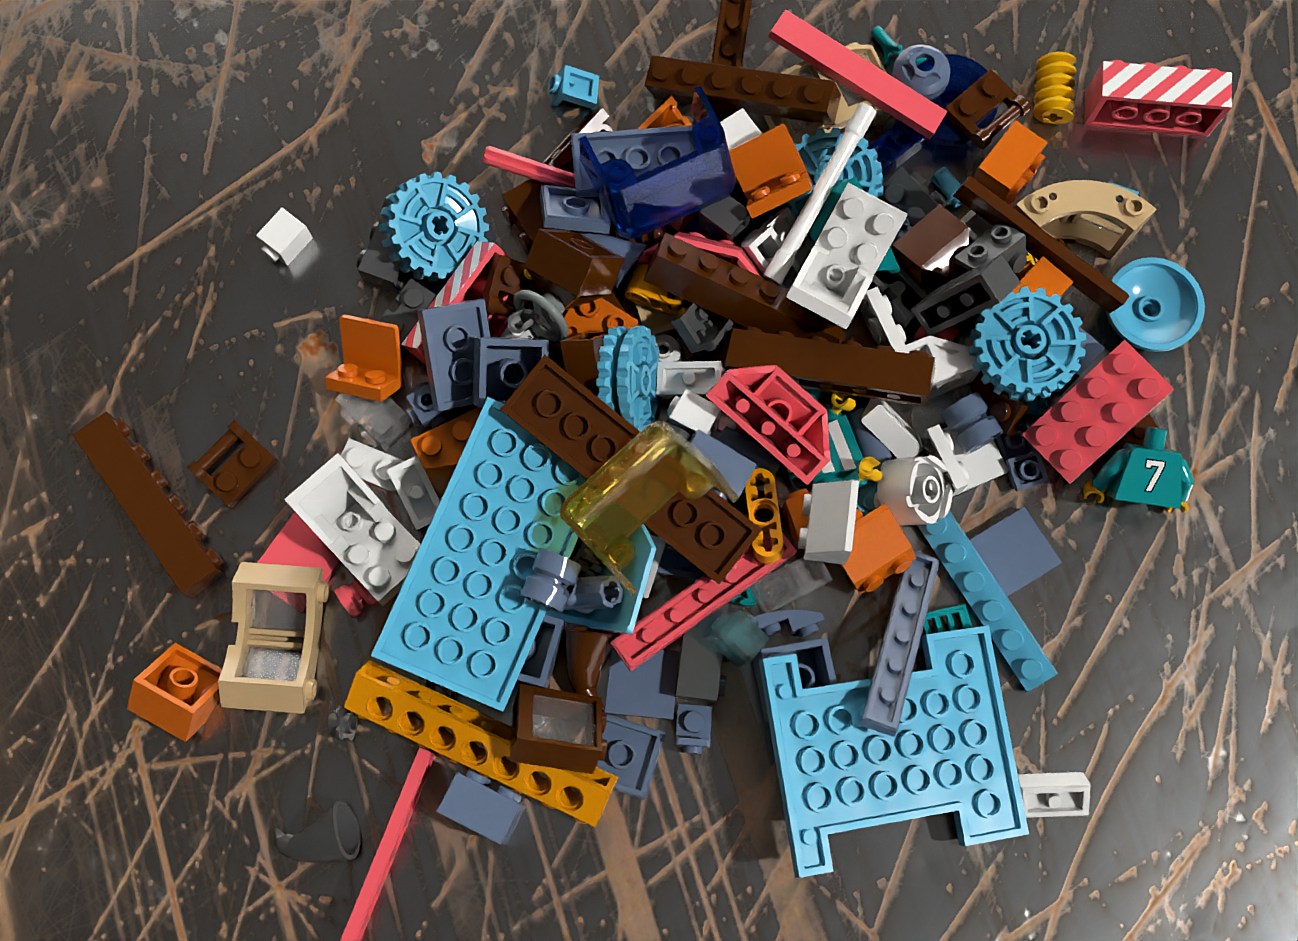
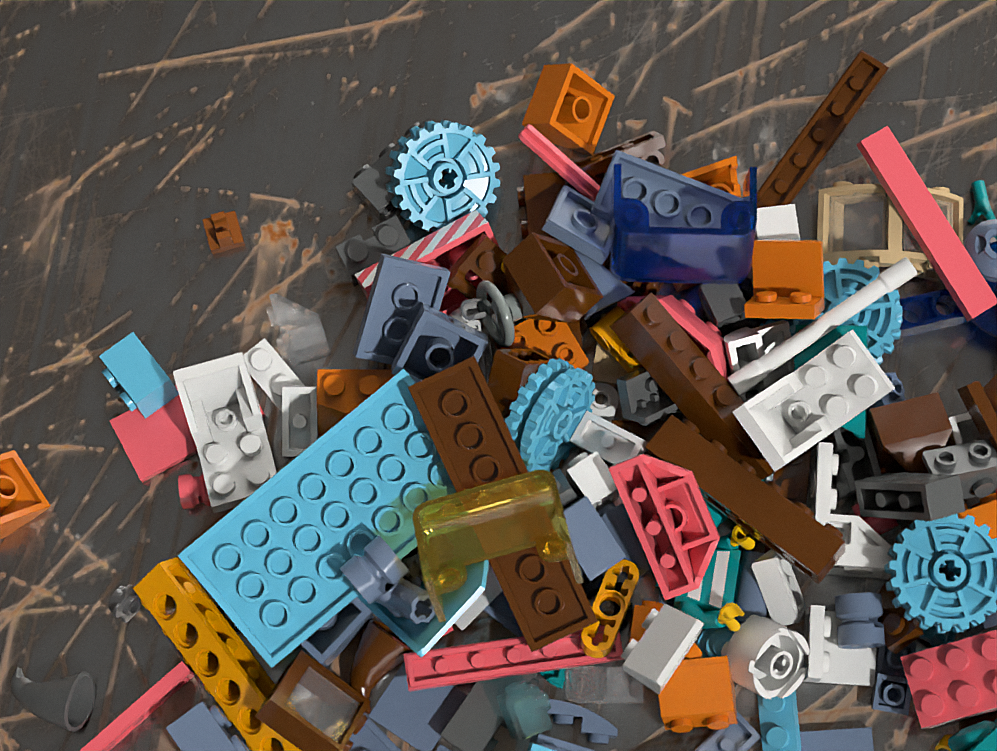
camera: 30 degrees right, 0 degrees up
(150, 505) = (53, 310): reddish brown brick -> none
(240, 471) = (152, 318): reddish brown plate -> none
(254, 522) = (139, 376): none -> medium azure brick
(266, 366) = (223, 231): none -> dark orange tile
(276, 638) = (105, 493): tan window -> none
(283, 237) = (300, 116): white brick -> none
(370, 359) = (319, 277): orange bracket -> none
(422, 413) = (342, 352): sand blue brick -> none
(510, 121) = (569, 108): none -> orange slope
(574, 86) = (648, 100): medium azure bracket -> none
(745, 88) = (808, 184): reddish brown brick -> none
(909, 194) = (922, 368): dark grey bracket -> none
(947, 185) = (966, 370): medium azure pin -> none

